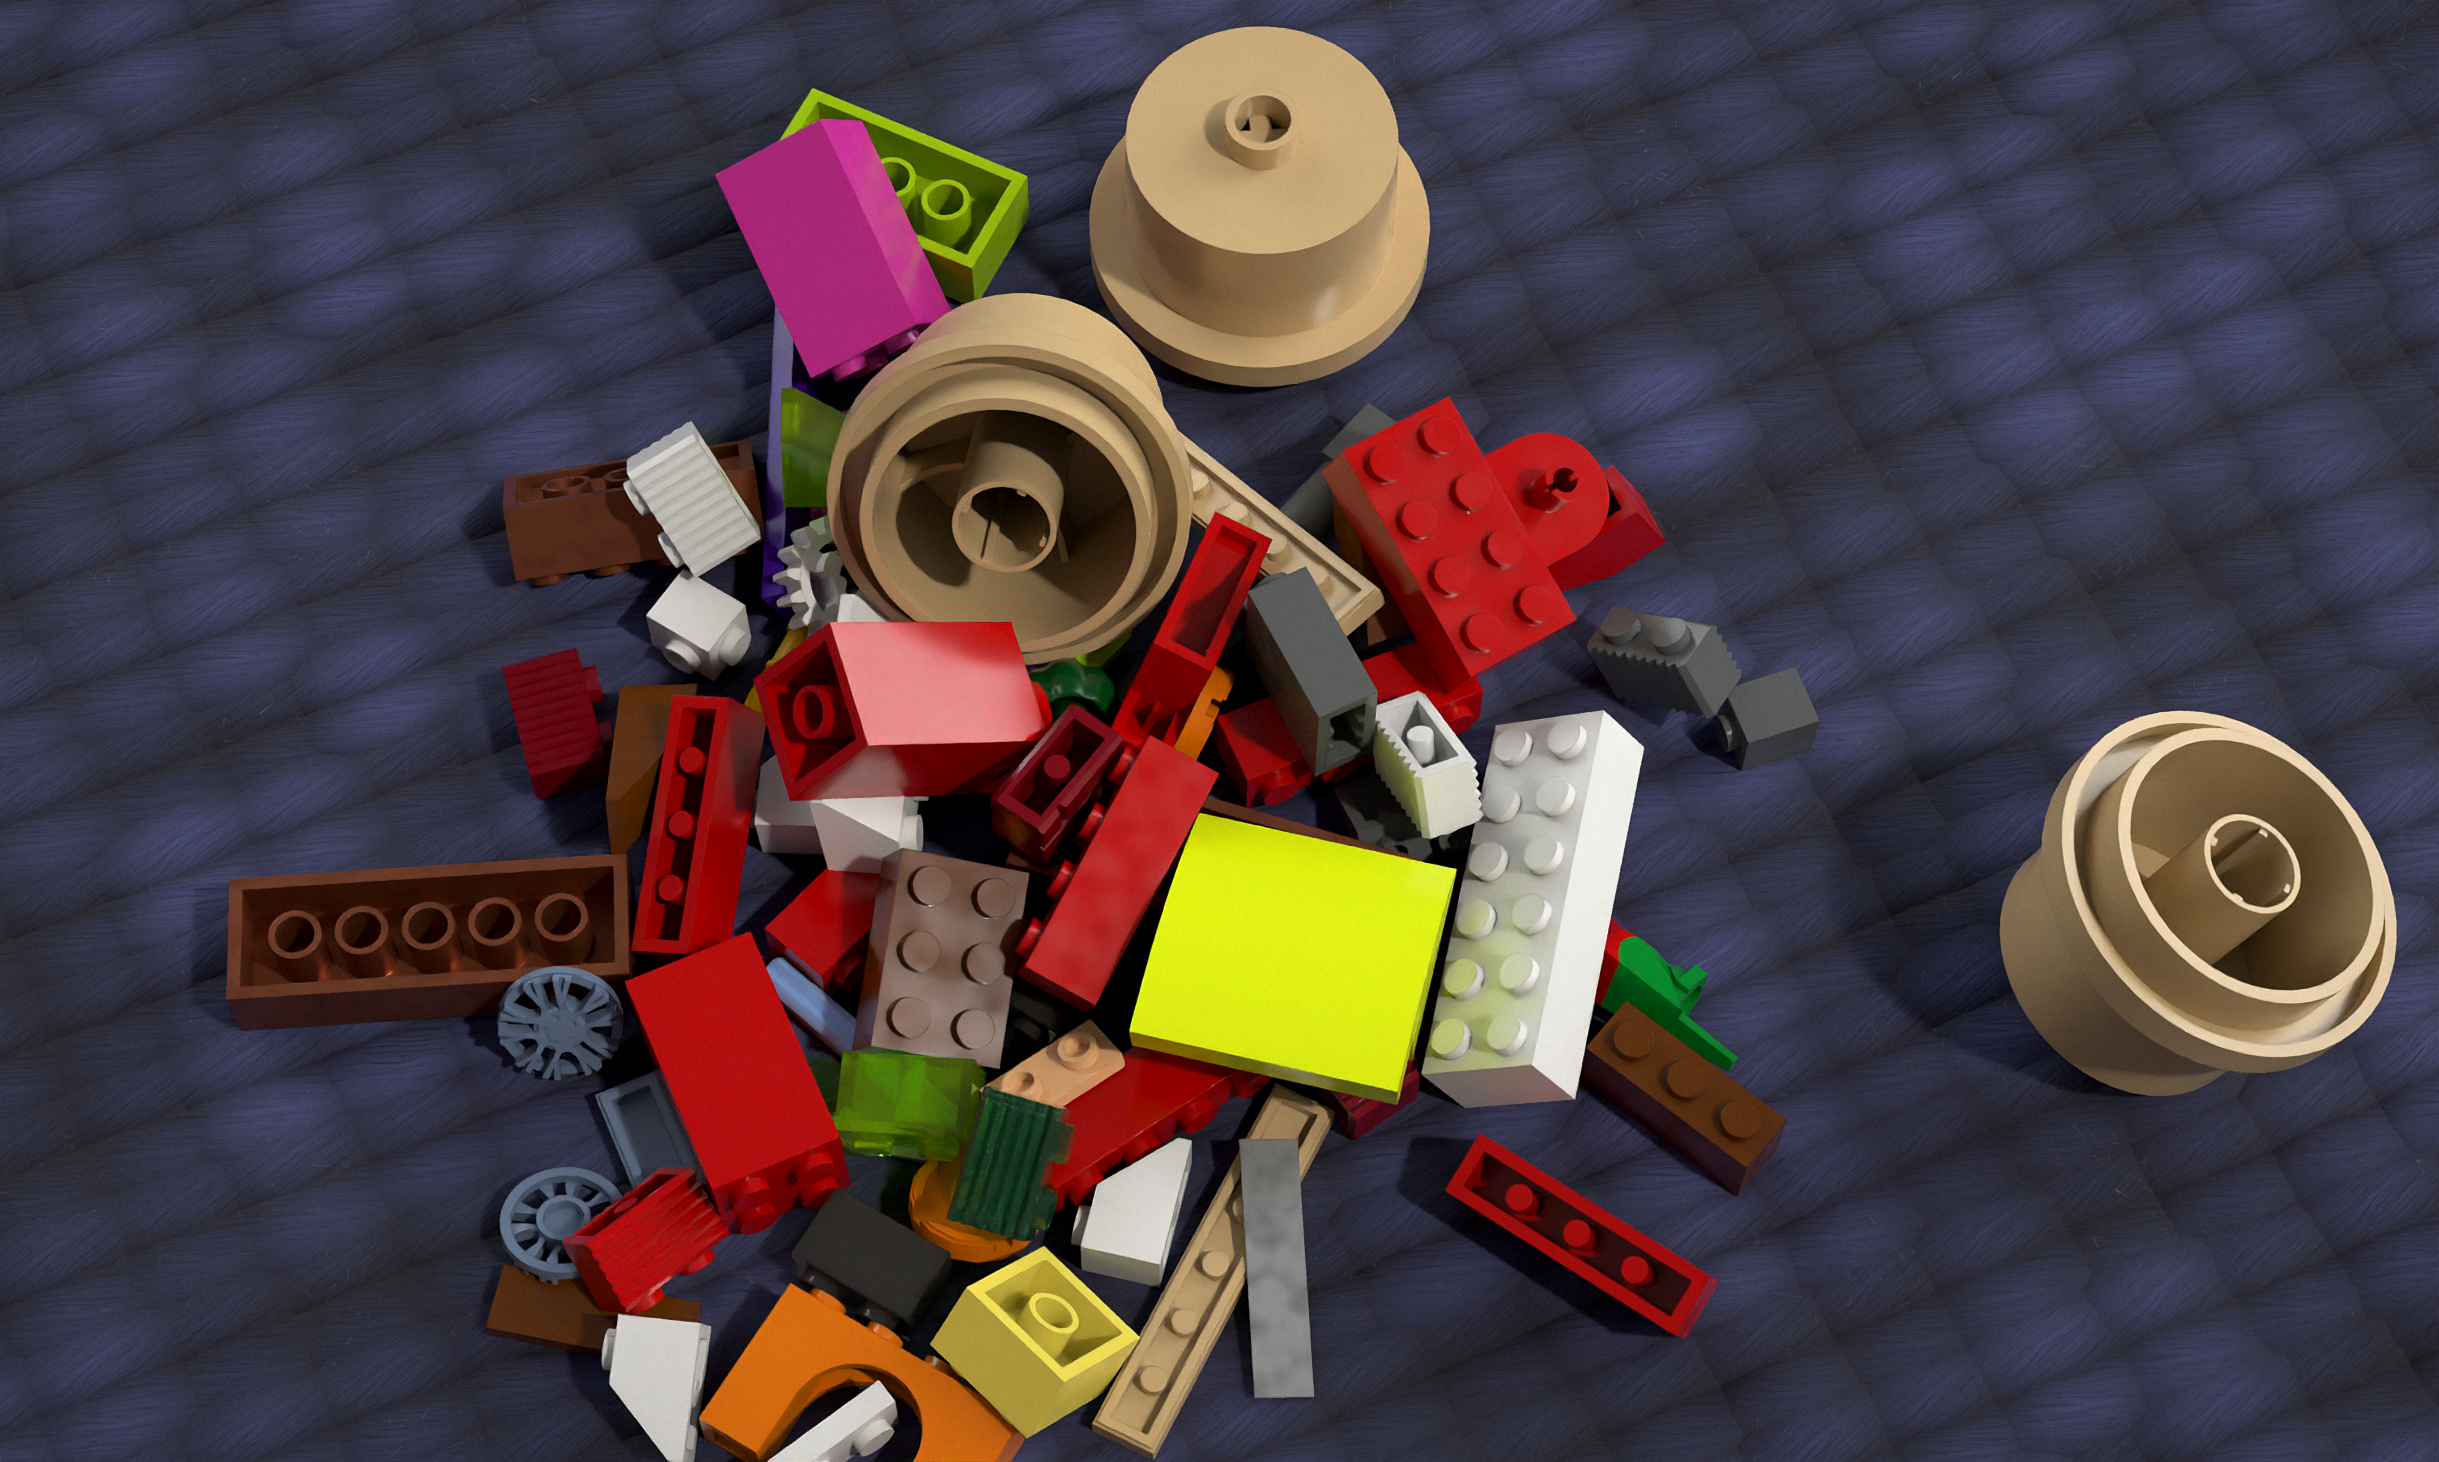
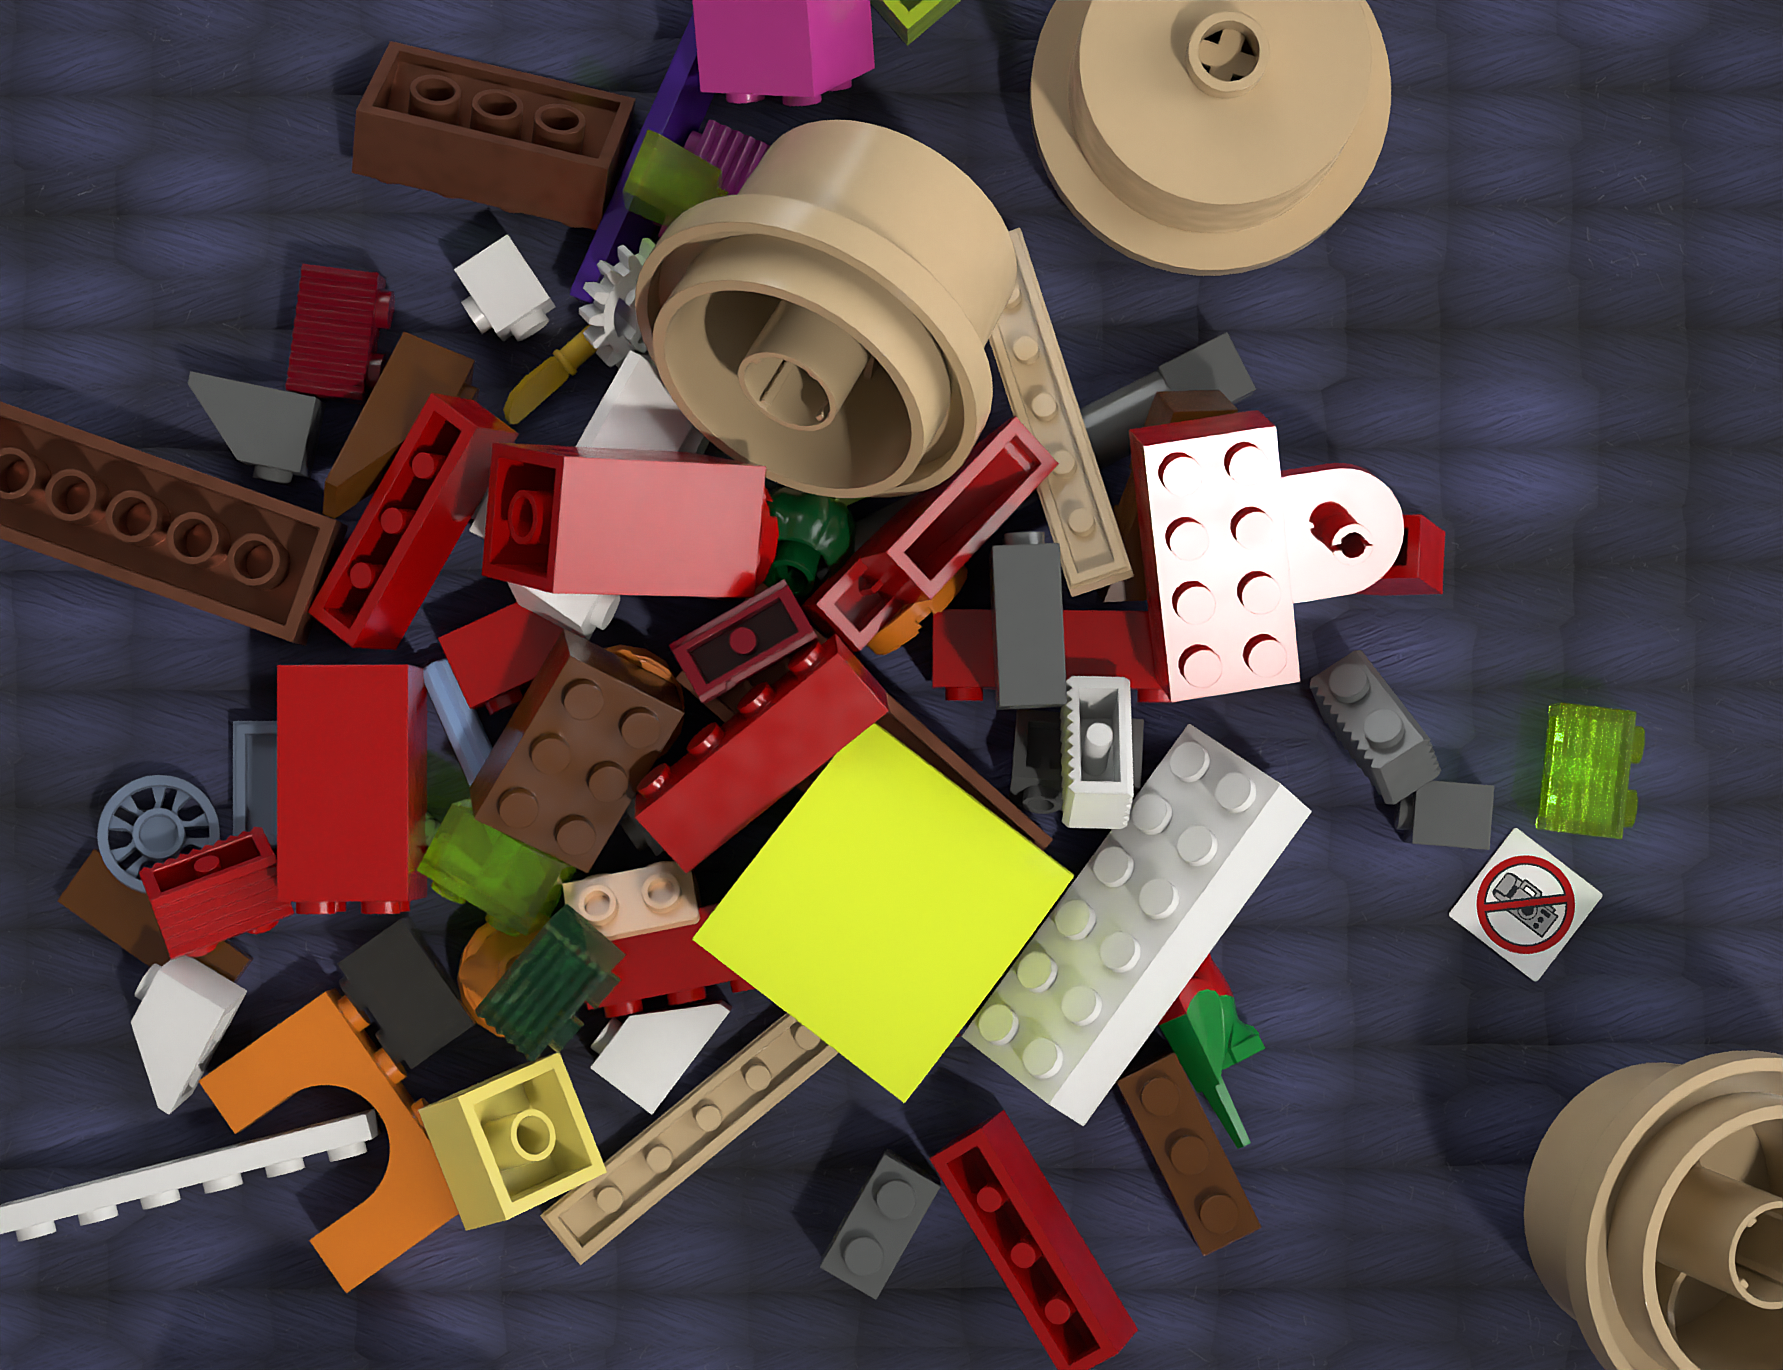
camera: 25 degrees right, 25 degrees up
(511, 817) = (263, 425): none -> dark grey slope
(560, 1022) = (220, 651): sand blue wheel -> none
(691, 501) = (532, 182): white brick -> none
(1276, 1268) = (760, 1143): flat silver sticker -> none
(1426, 1283) = (880, 1223): none -> dark grey brick
(1872, 635) = (1589, 771): none -> clear neon green brick
(1878, 778) = (1525, 904): none -> sticker

